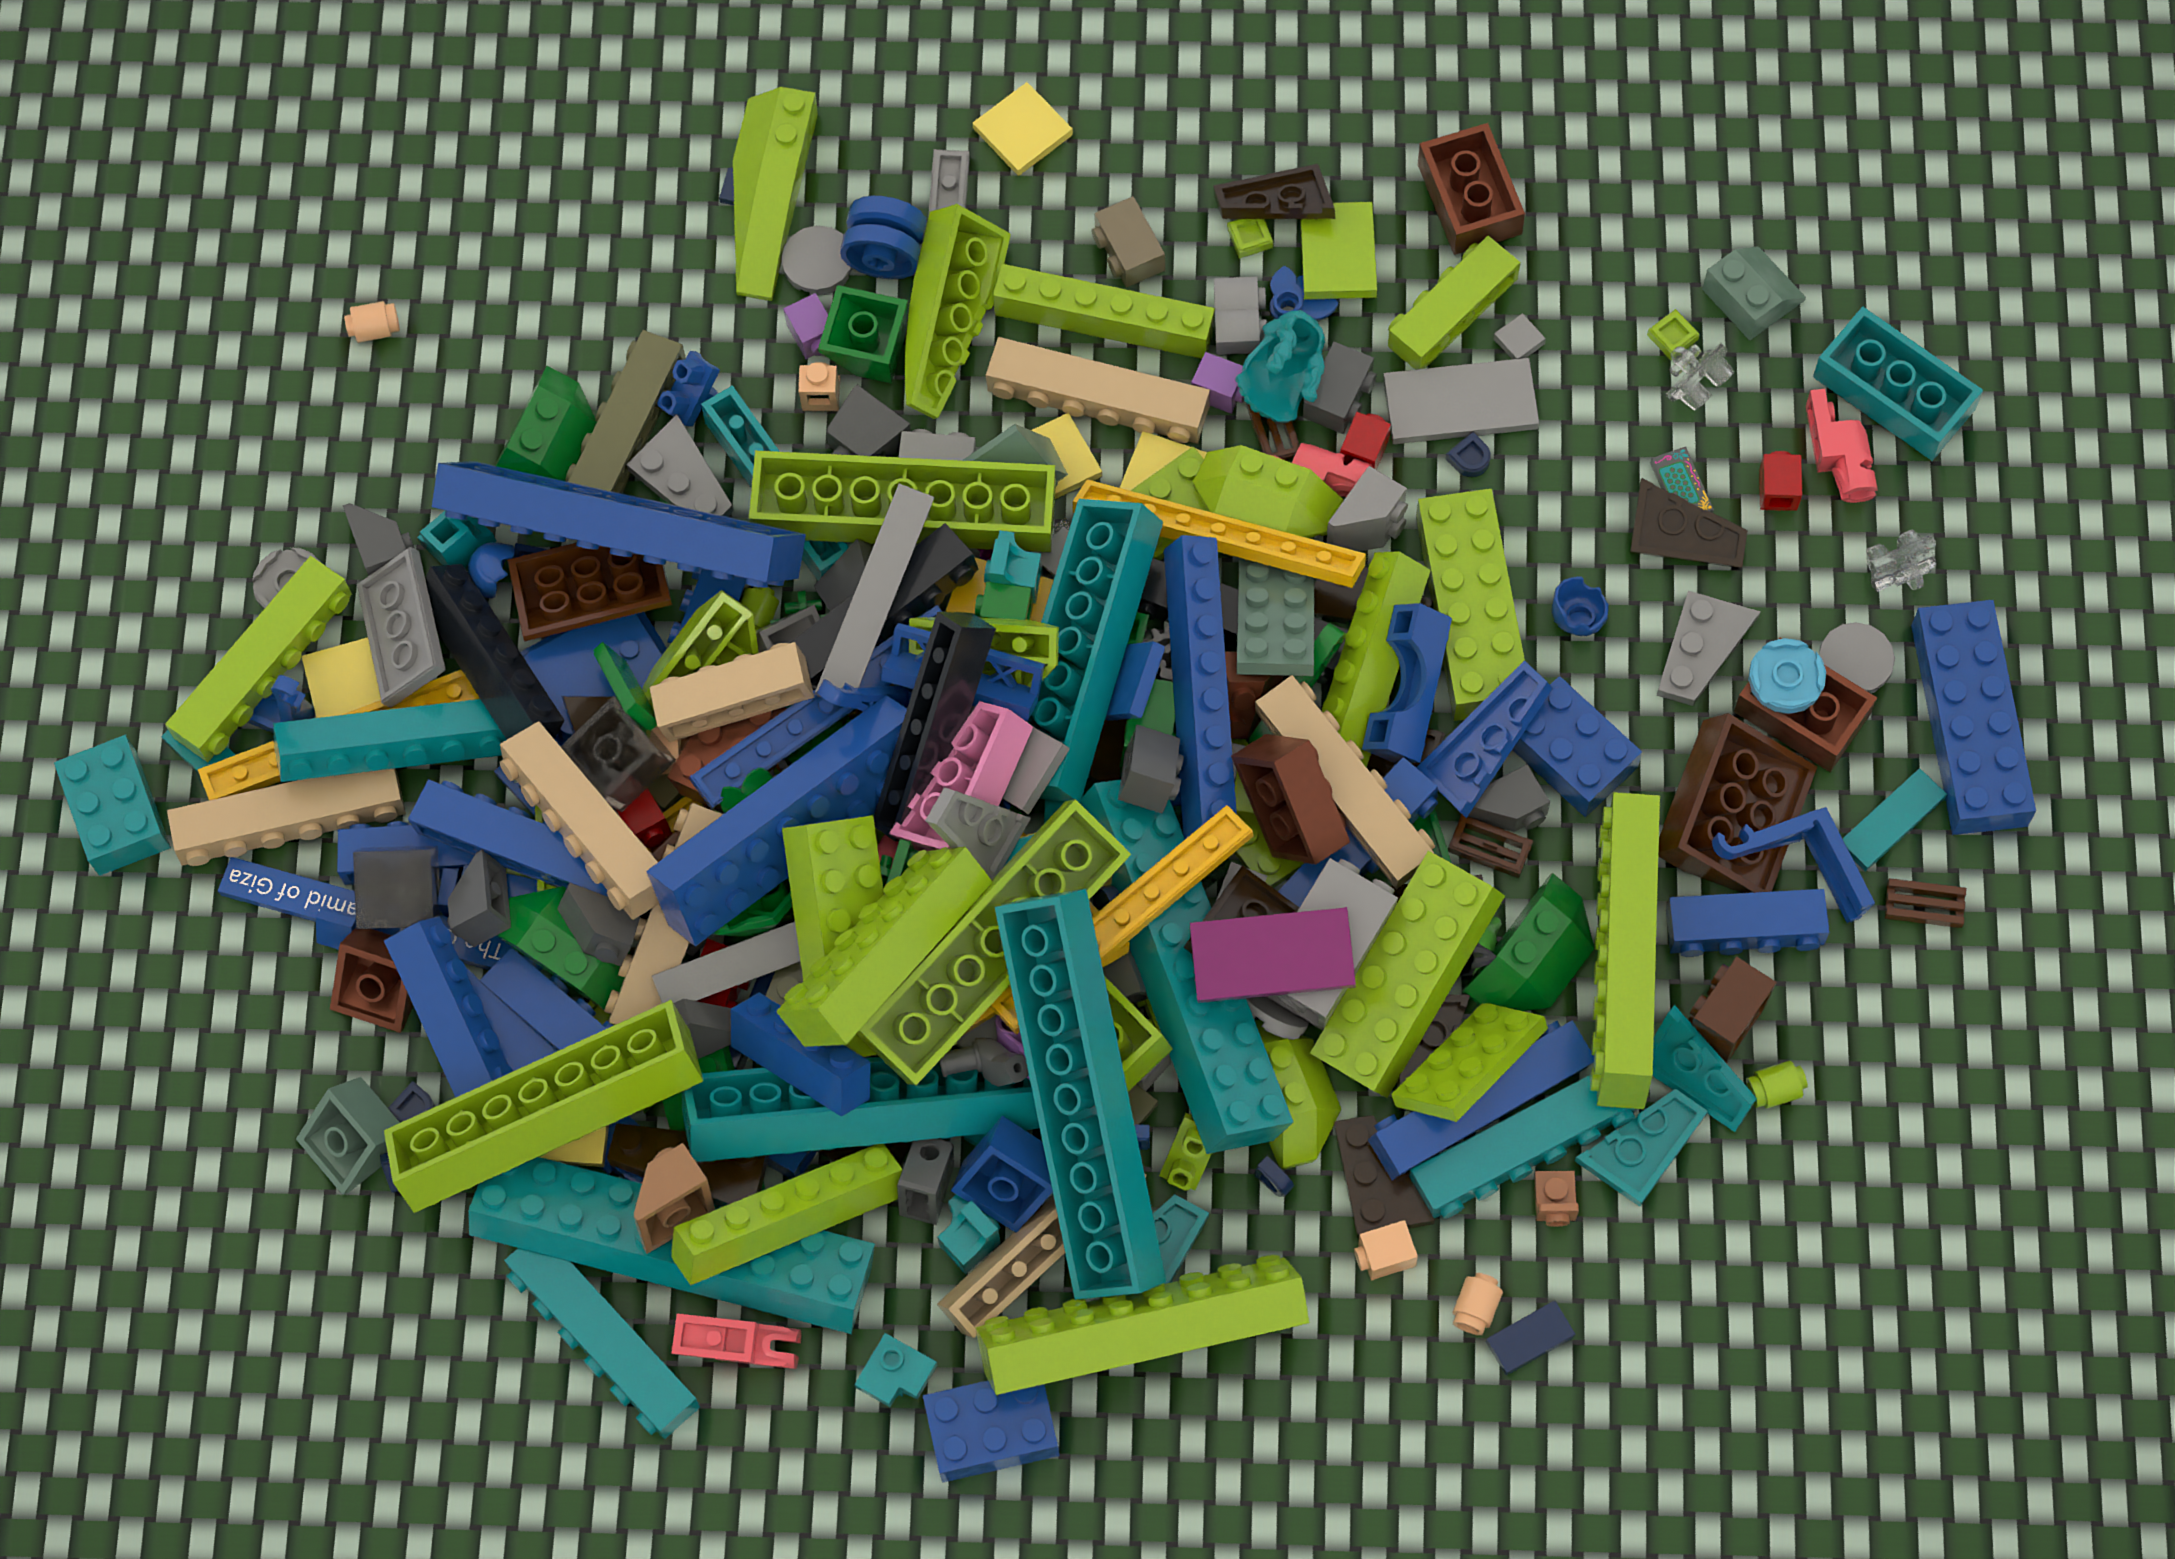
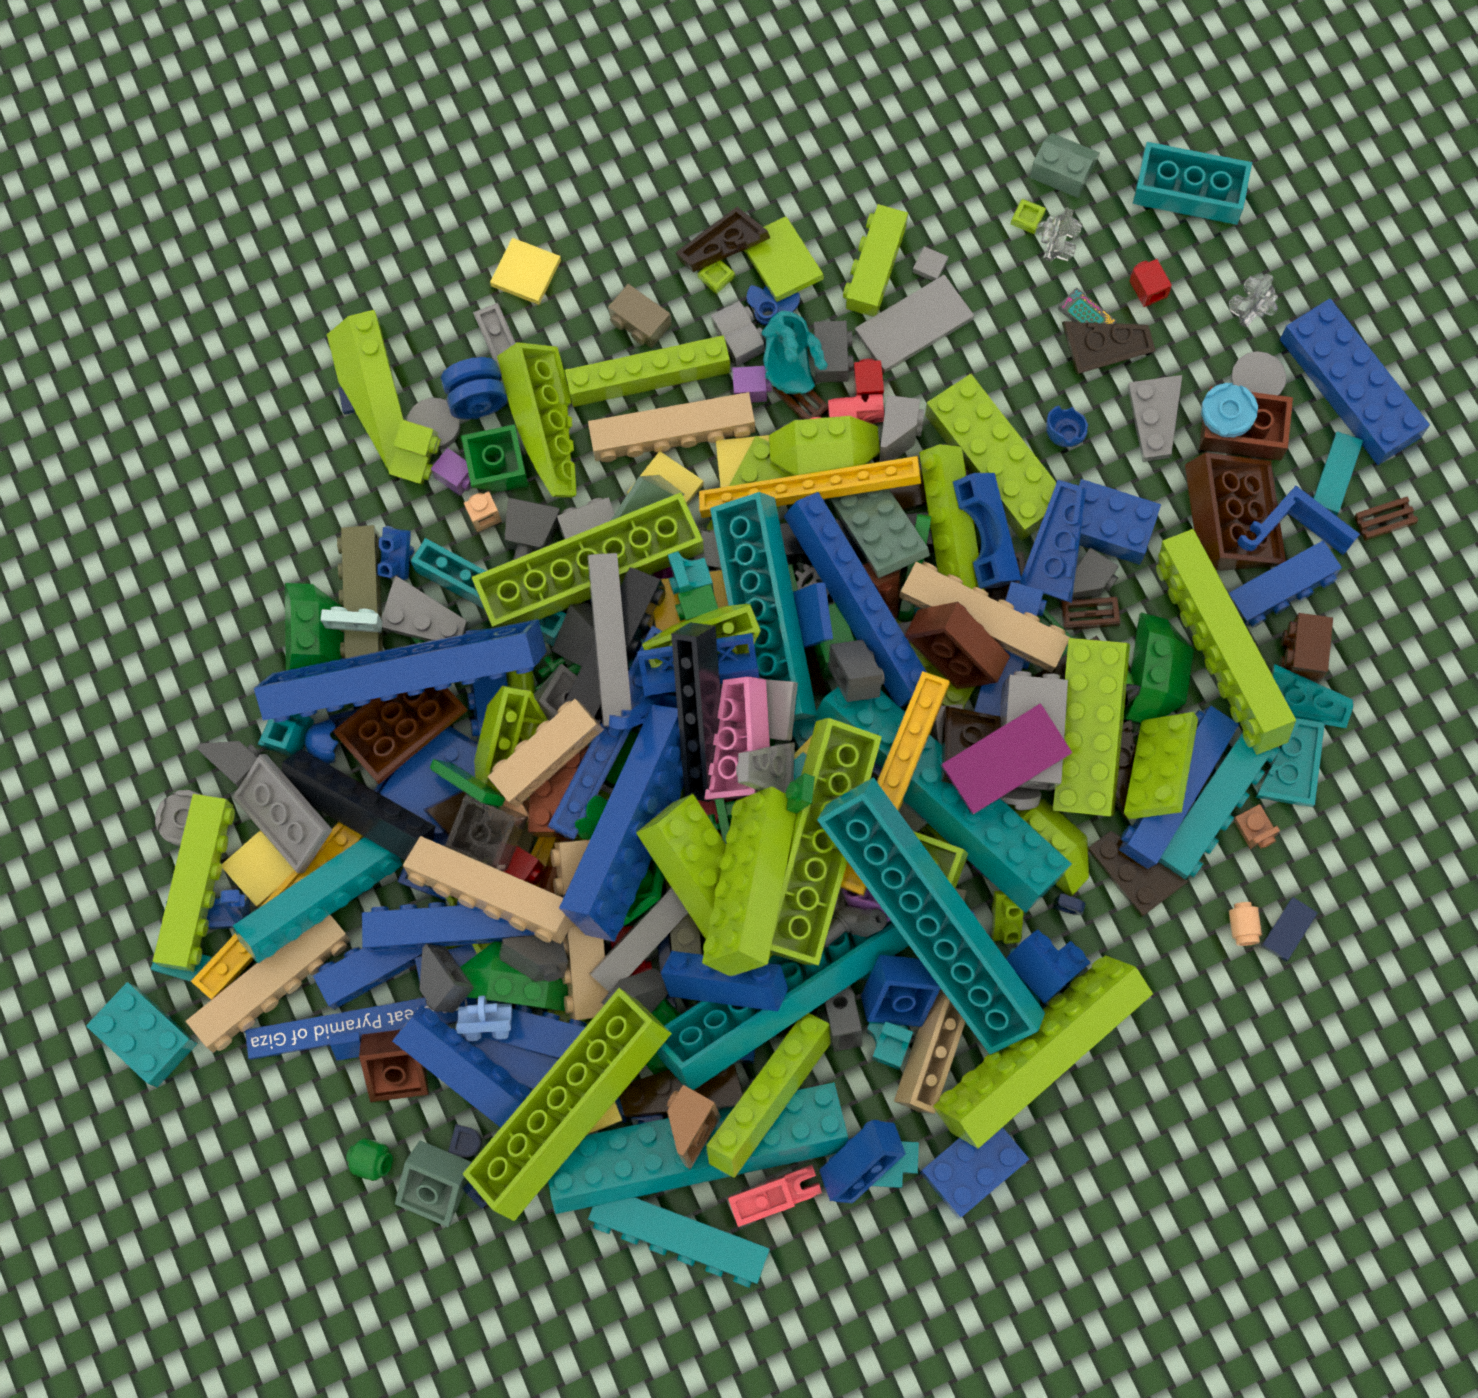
camera: 25 degrees left, 5 degrees up
(293, 1071) = (369, 1159): none -> green head
(372, 321) = (146, 608): light nougat brick -> none
(395, 886) = (377, 997): clear smoke brick -> none
(449, 880) = (412, 980): blue tile -> none
(504, 966) = (484, 1018): none -> light blue hips
(586, 435) = (343, 619): none -> light aqua plate
(773, 279) = (414, 452): none -> lime brick
(855, 1348) = (862, 1161): none -> blue brick
(994, 870) = (800, 793): none -> green plate
(1198, 1233) = (1044, 966): none -> blue brick
(1386, 1250) = (1168, 917): light nougat brick -> none
(1470, 188) = (848, 177): copper brick -> none
(1470, 456) = (940, 358): dark blue tile -> none
(1777, 1084) = (1359, 683): lime brick -> none
(1841, 449) = (1176, 243): coral plate -> none

